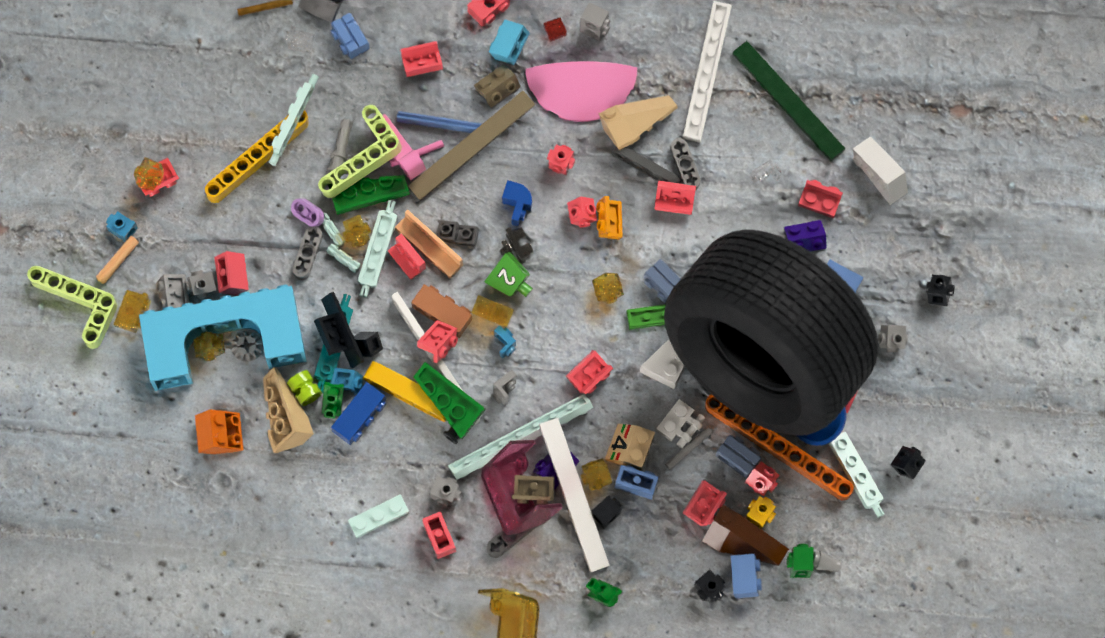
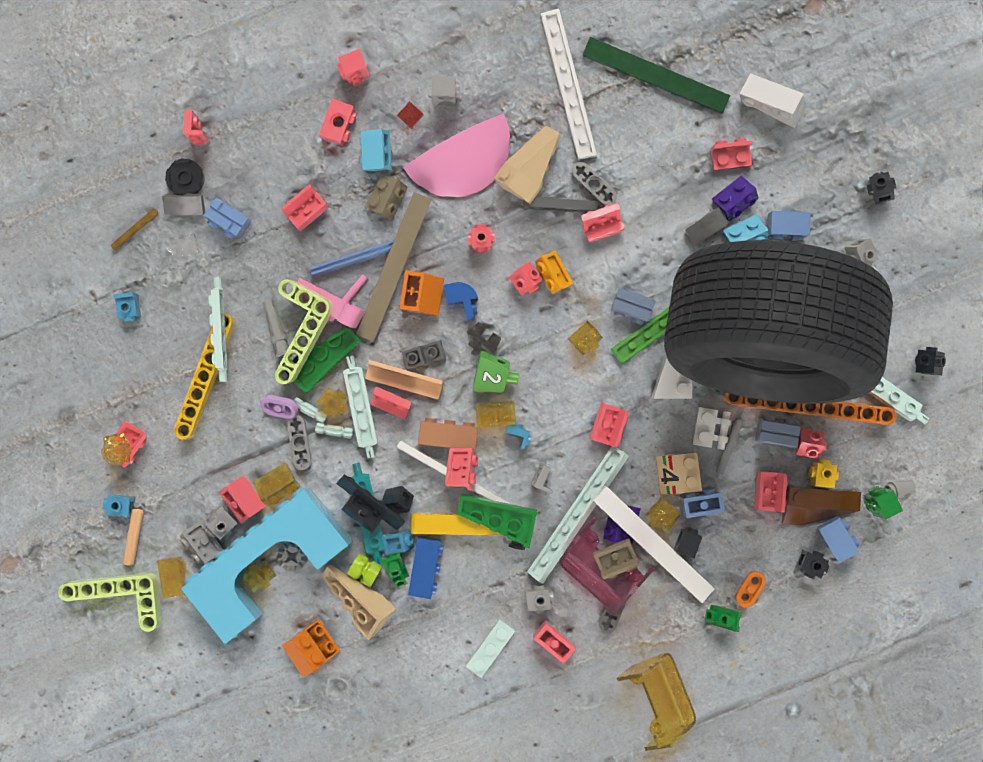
camera: 30 degrees left, 15 degrees up
(225, 72) = (134, 308): none -> dark azure brick
(266, 276) = (276, 485): none -> clear yellow bracket
(483, 178) = (421, 293): none -> orange slope
(641, 582) = (750, 589): none -> orange plate

